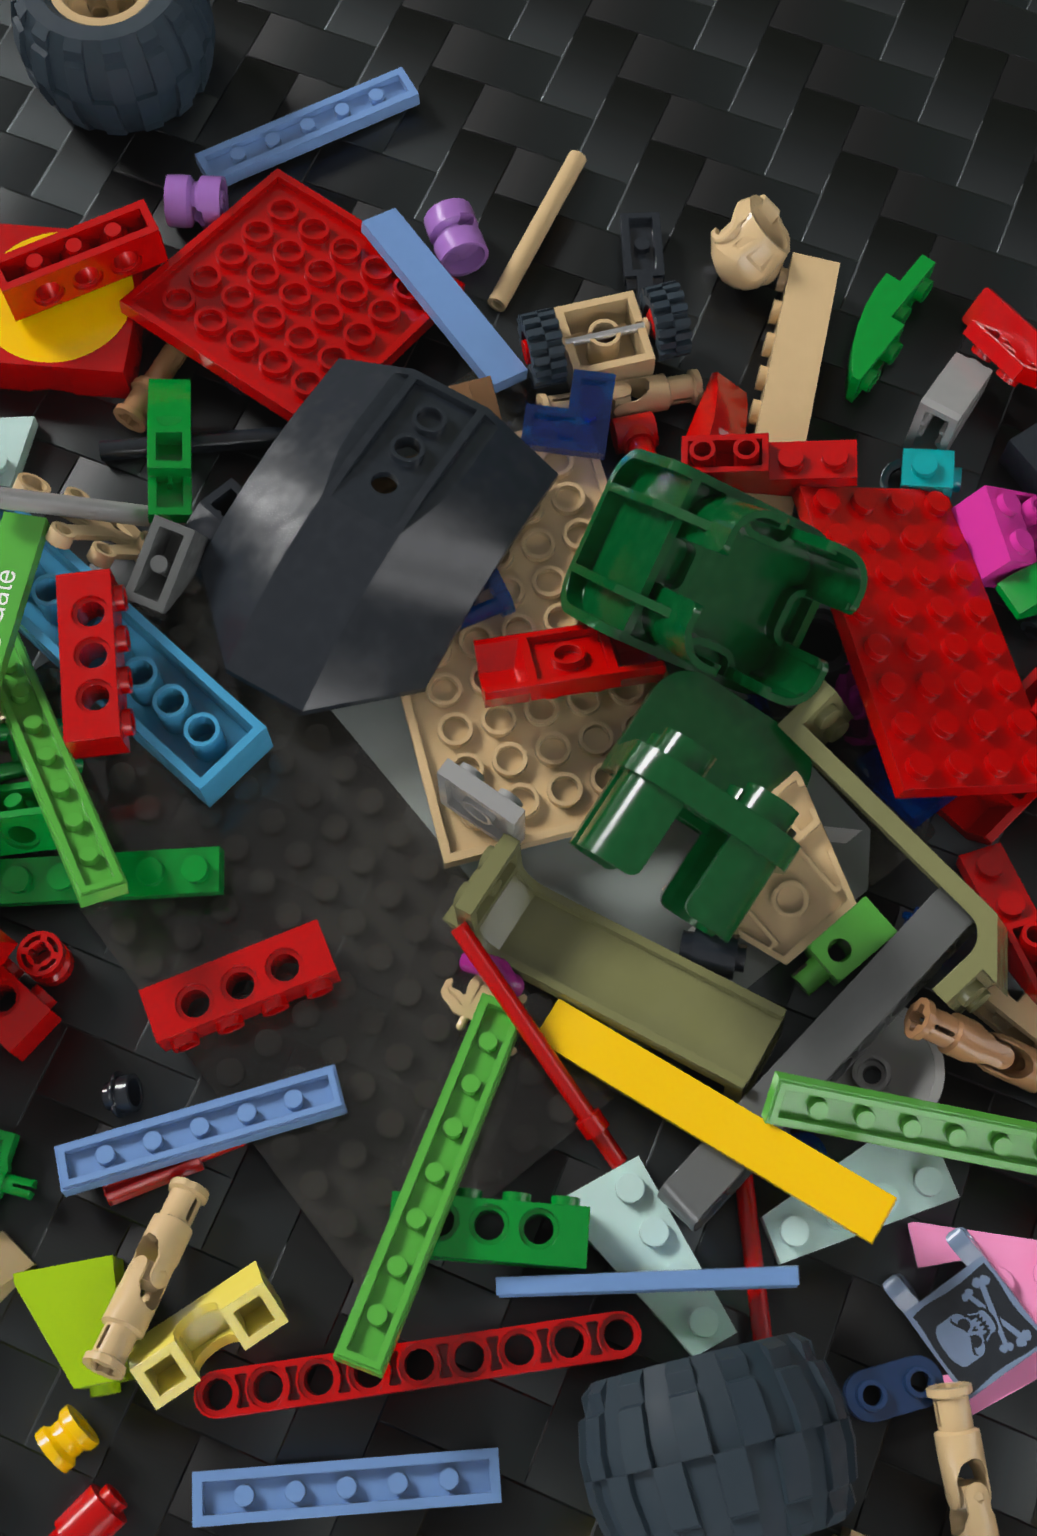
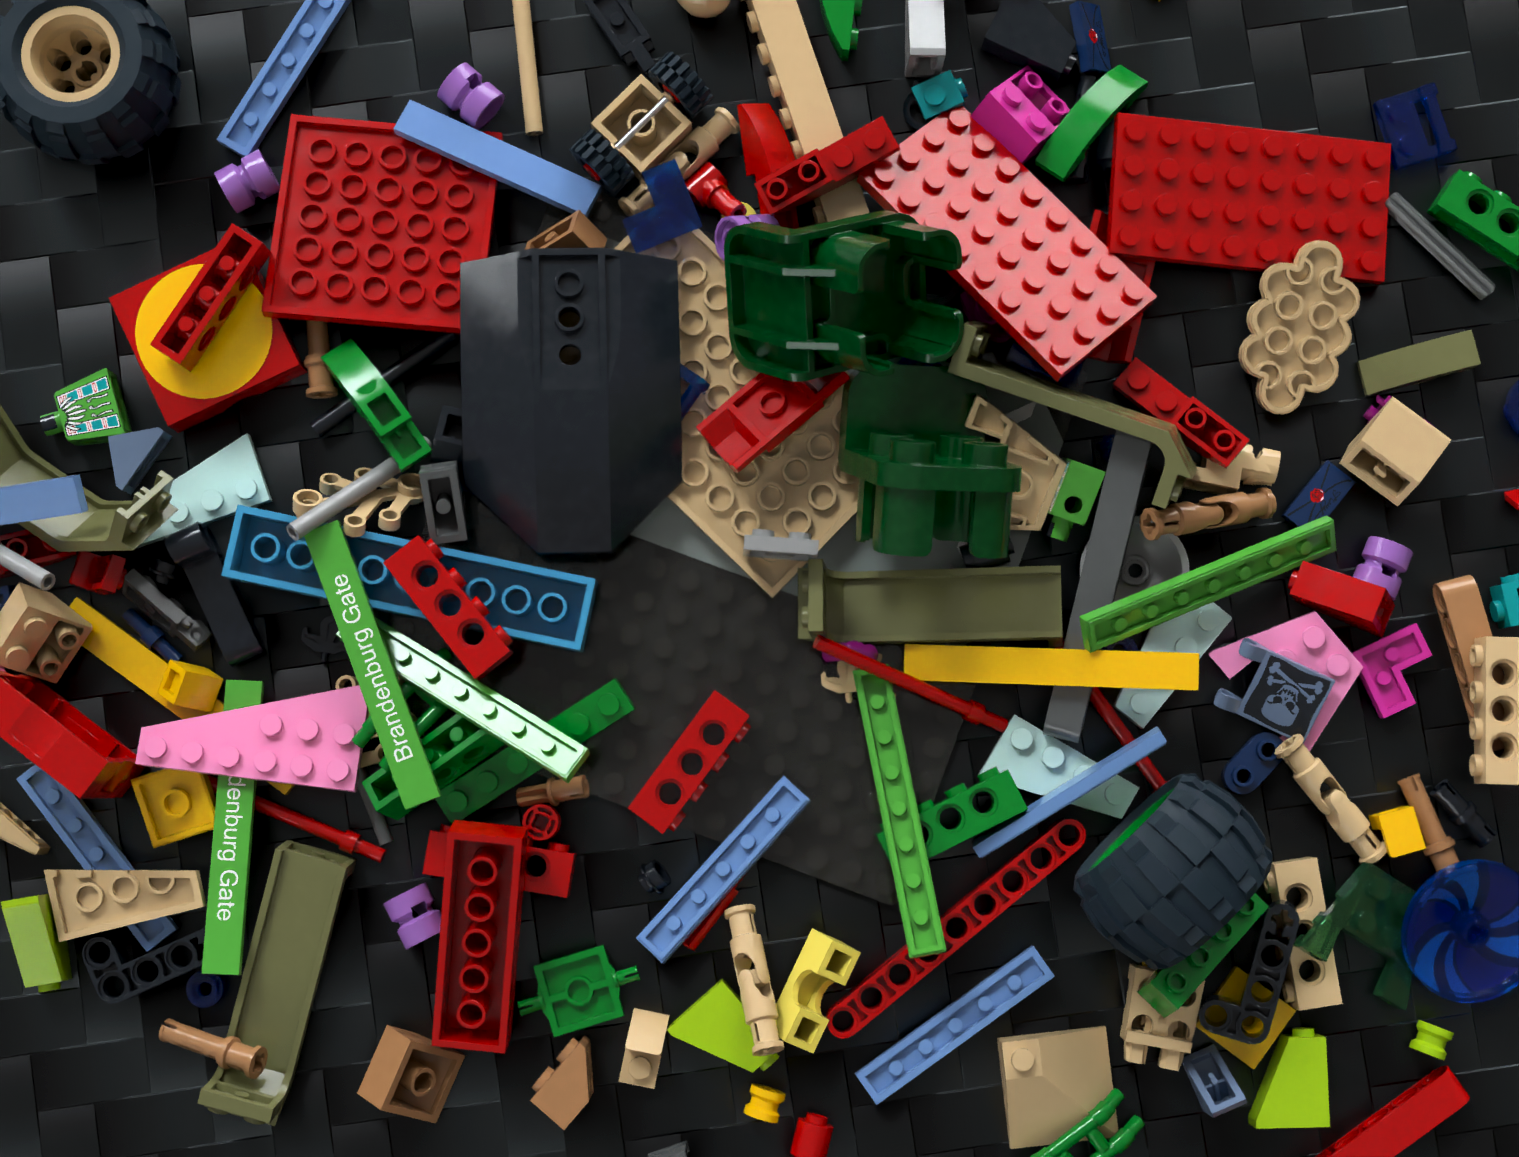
camera: 35 degrees left, 15 degrees up
(81, 934) = (553, 792): none -> medium nougat axle

